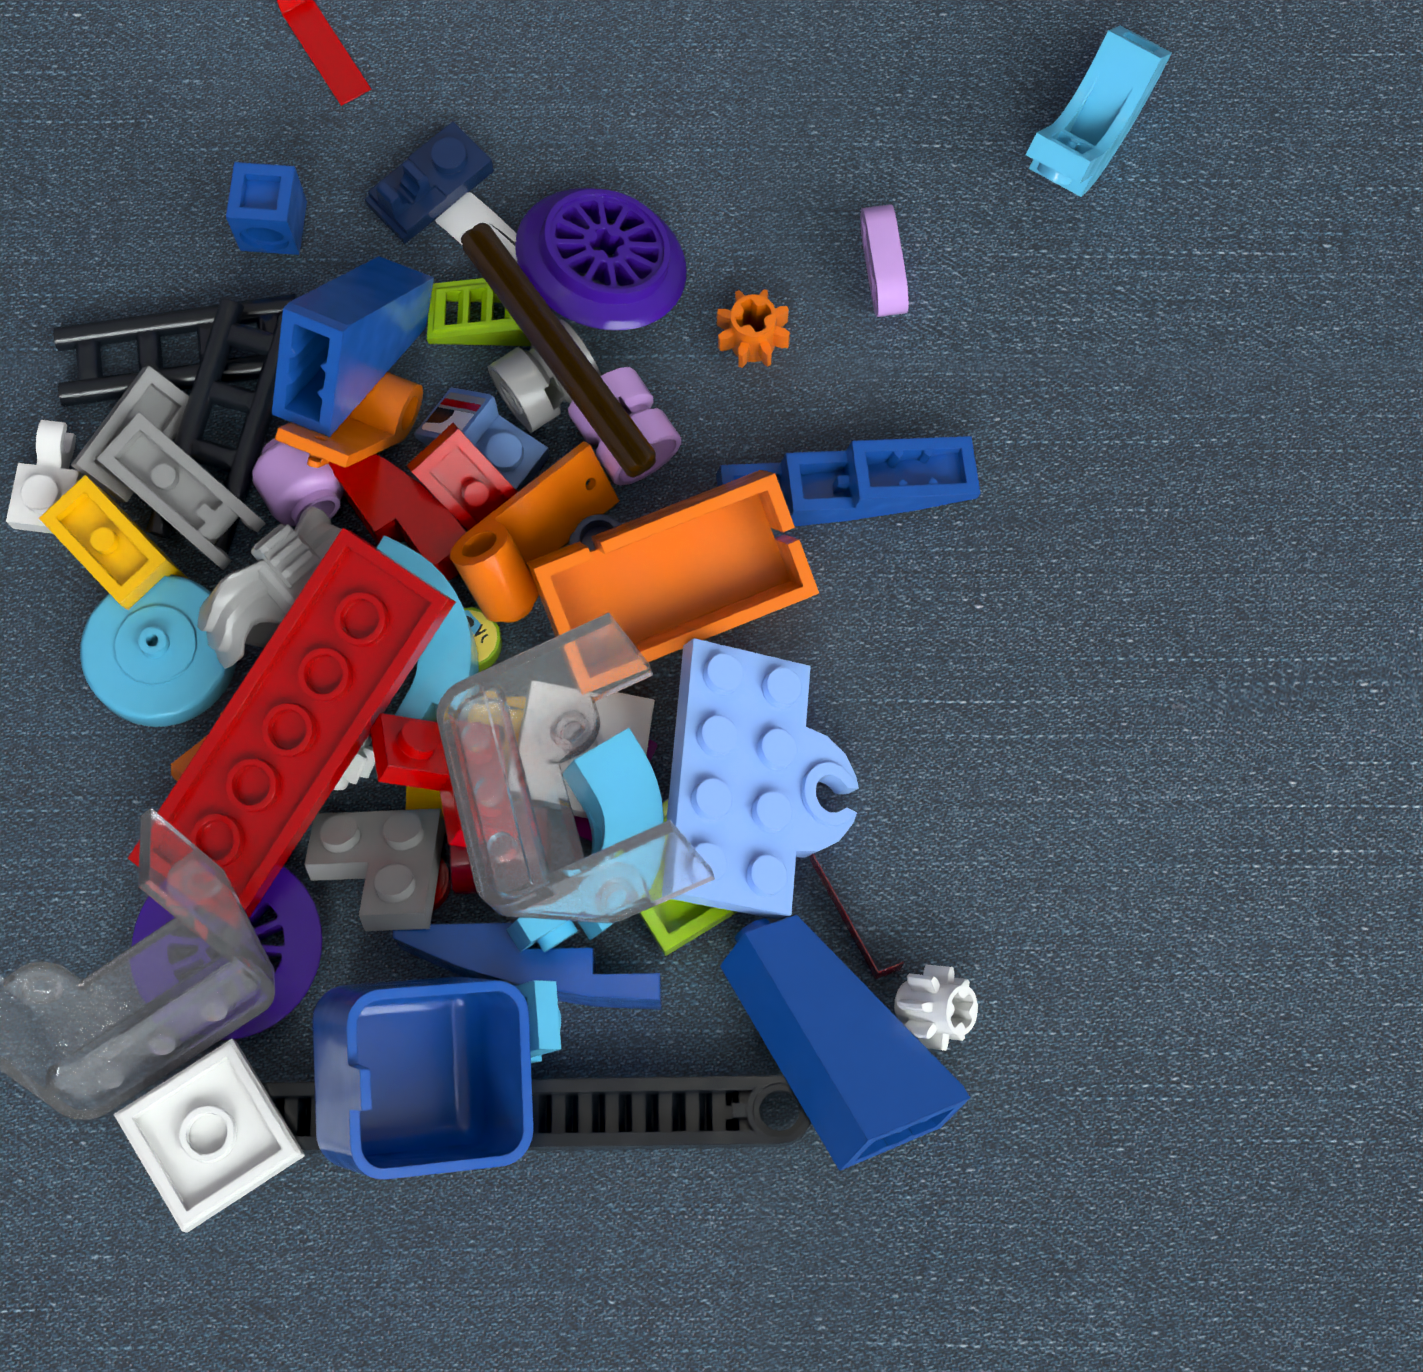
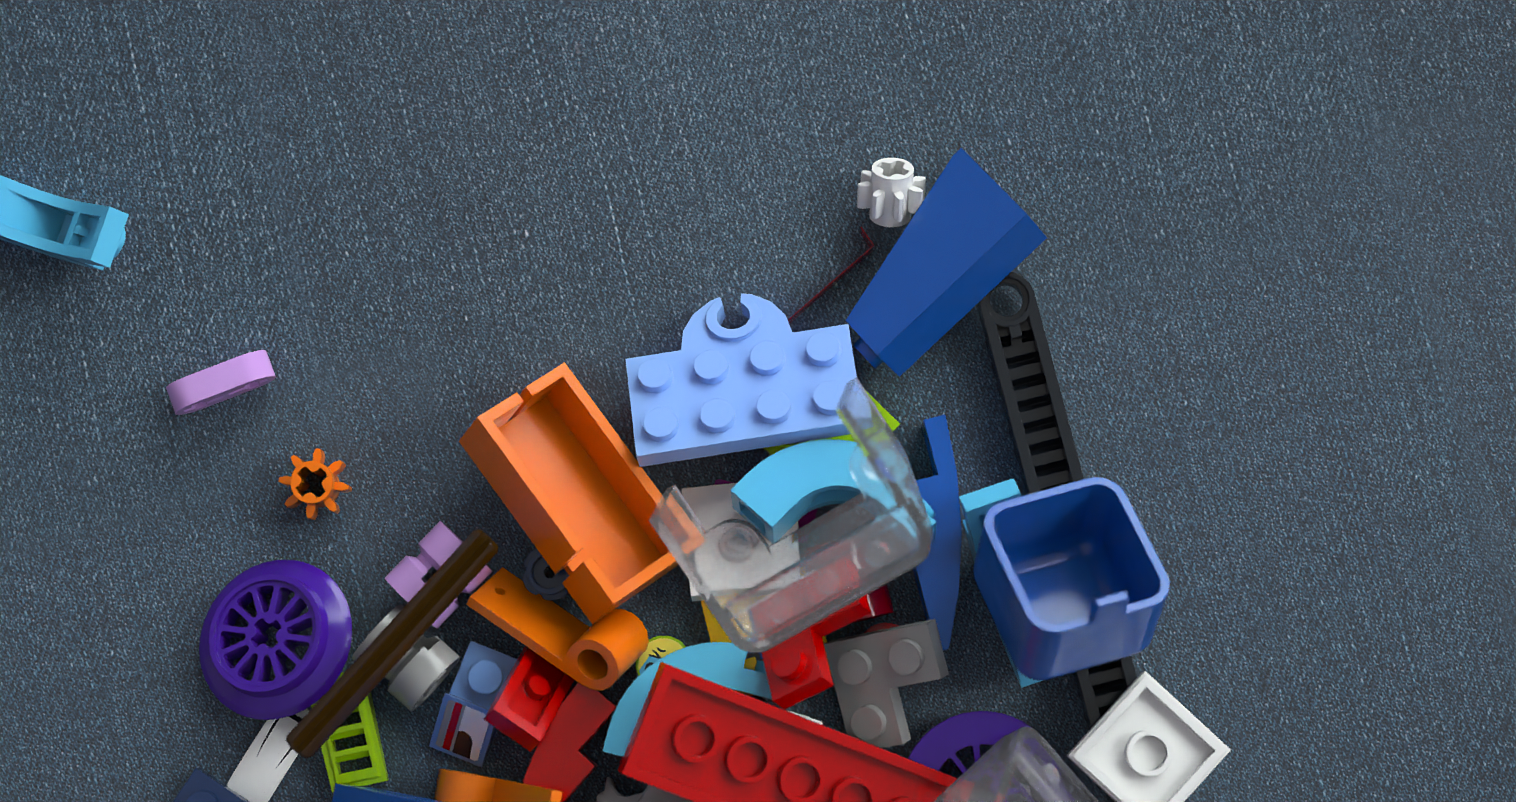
camera: 105 degrees left, 10 degrees up
(870, 478) = (437, 355): blue slope -> none

